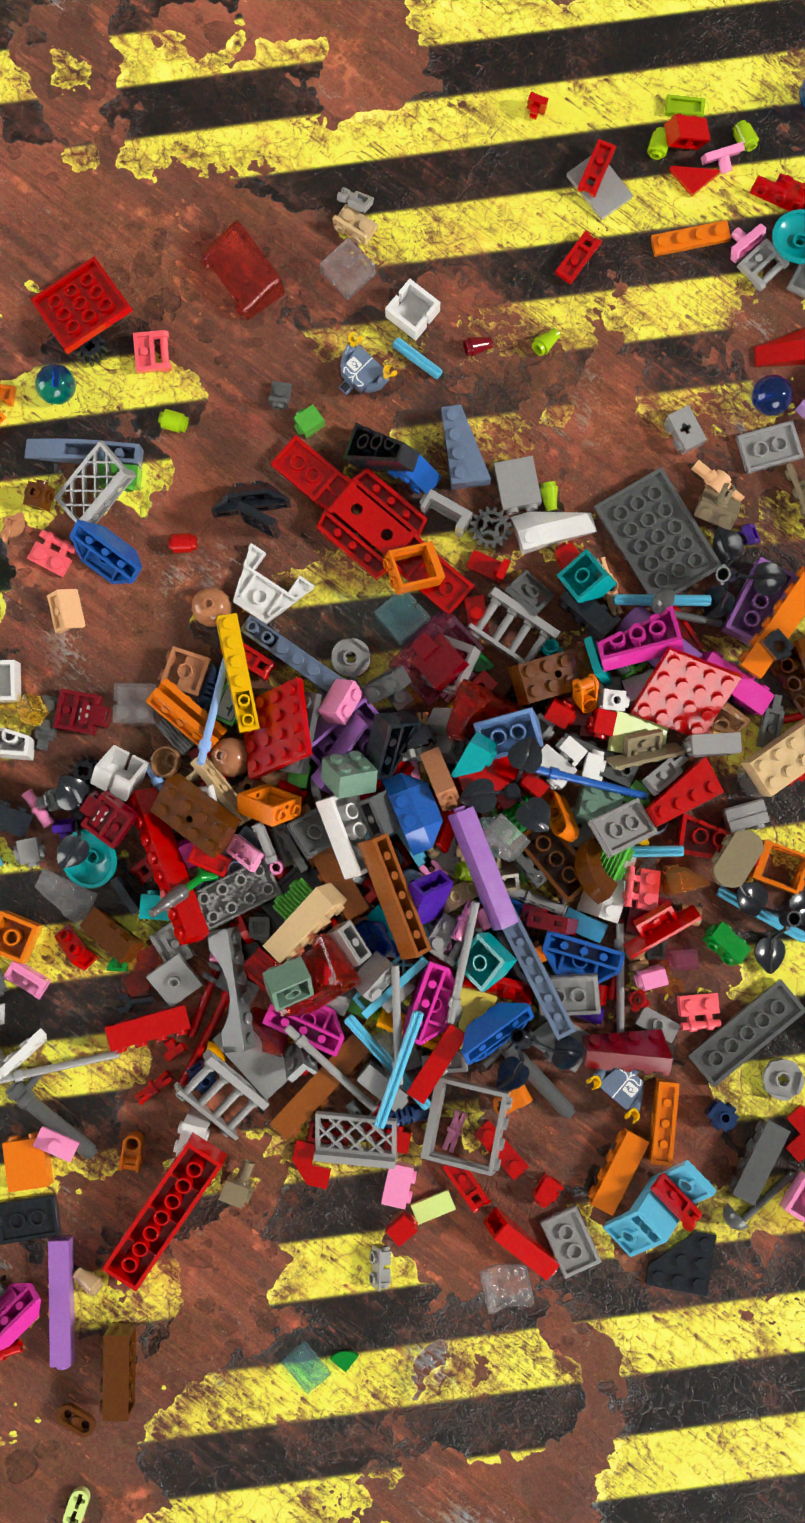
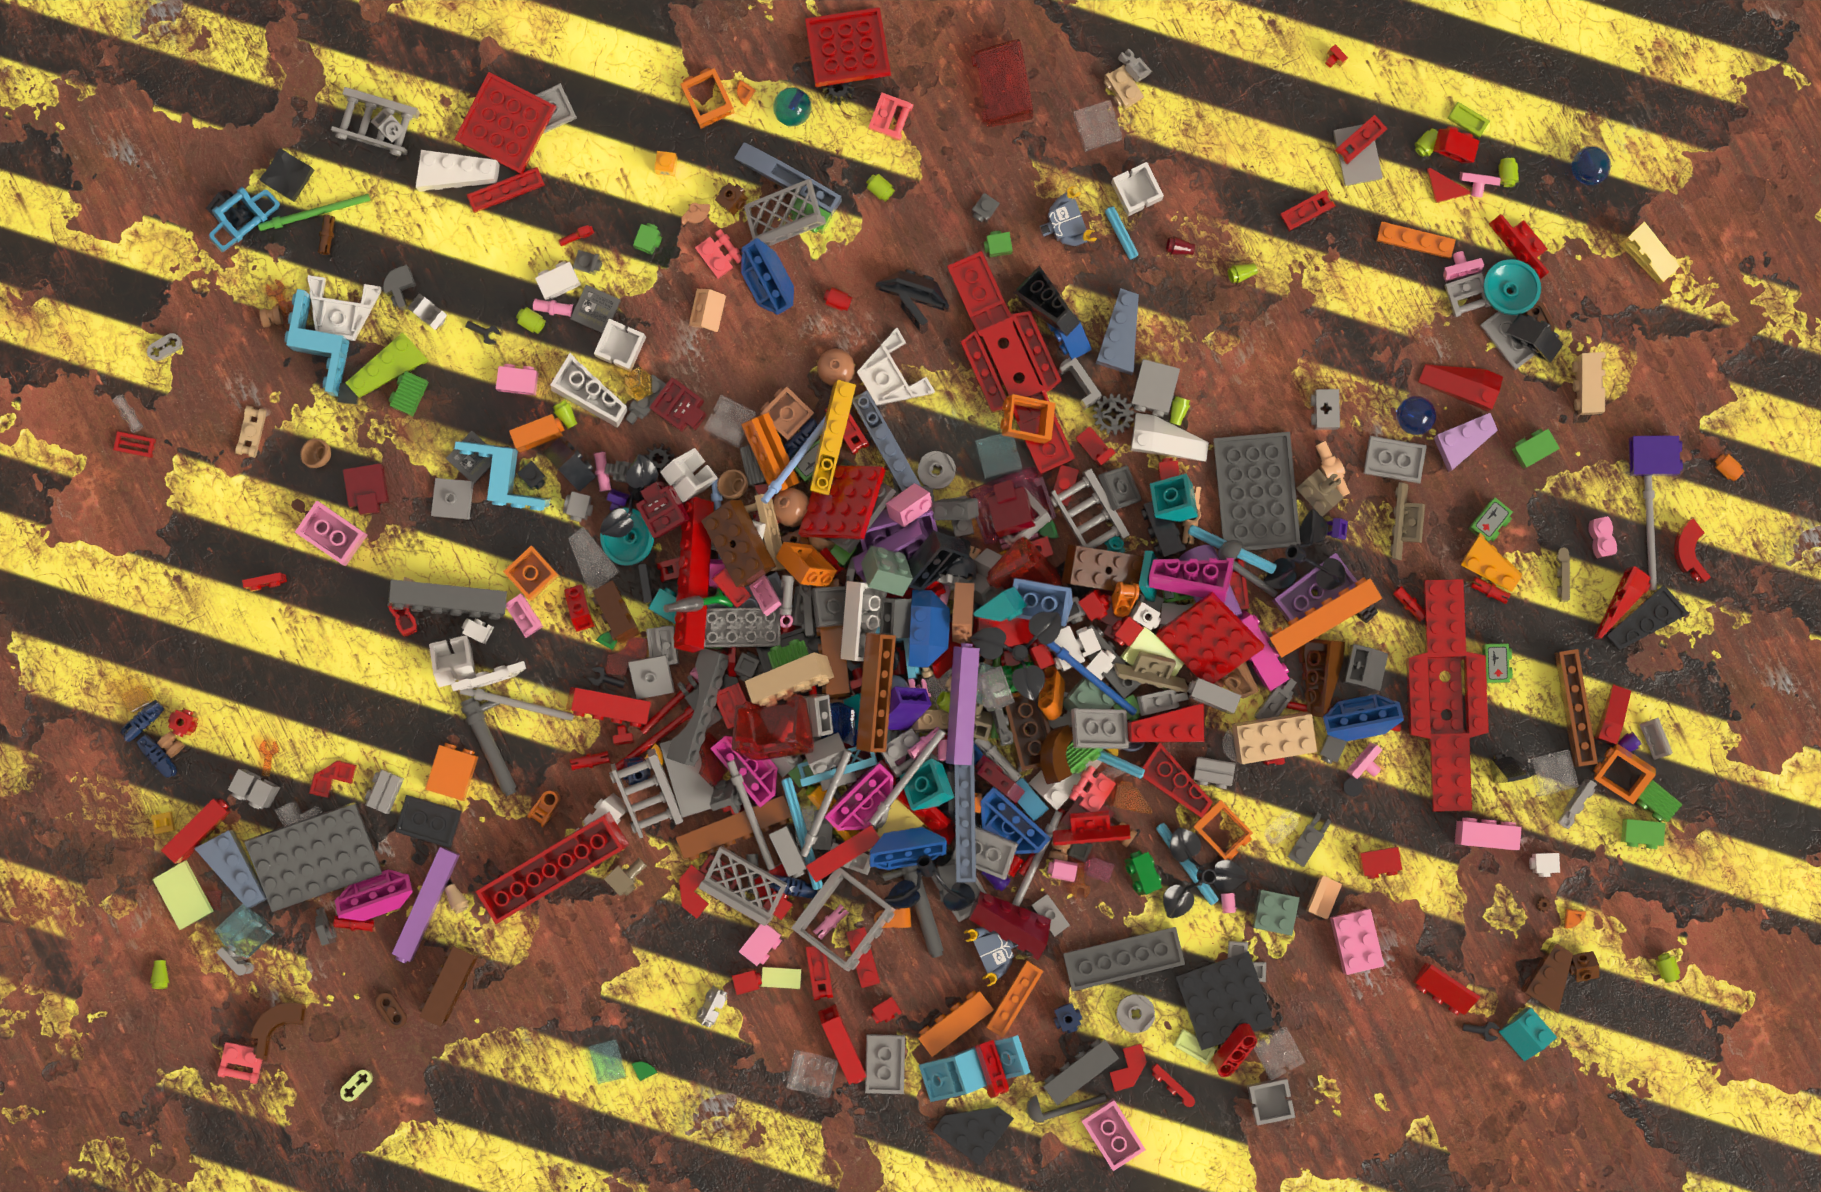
camera: 20 degrees right, 0 degrees up
(56, 1144) = (485, 767): bright pink tile -> none
(288, 983) = (751, 723): sand green brick -> none
(398, 1069) = (809, 841): medium azure axle -> none
(632, 997) = (1039, 881): red plate -> none
(699, 1004) = (1094, 915): coral plate -> none
(736, 858) = (1185, 801): dark tan brick -> none
(768, 641) = (1307, 626): black brick -> none

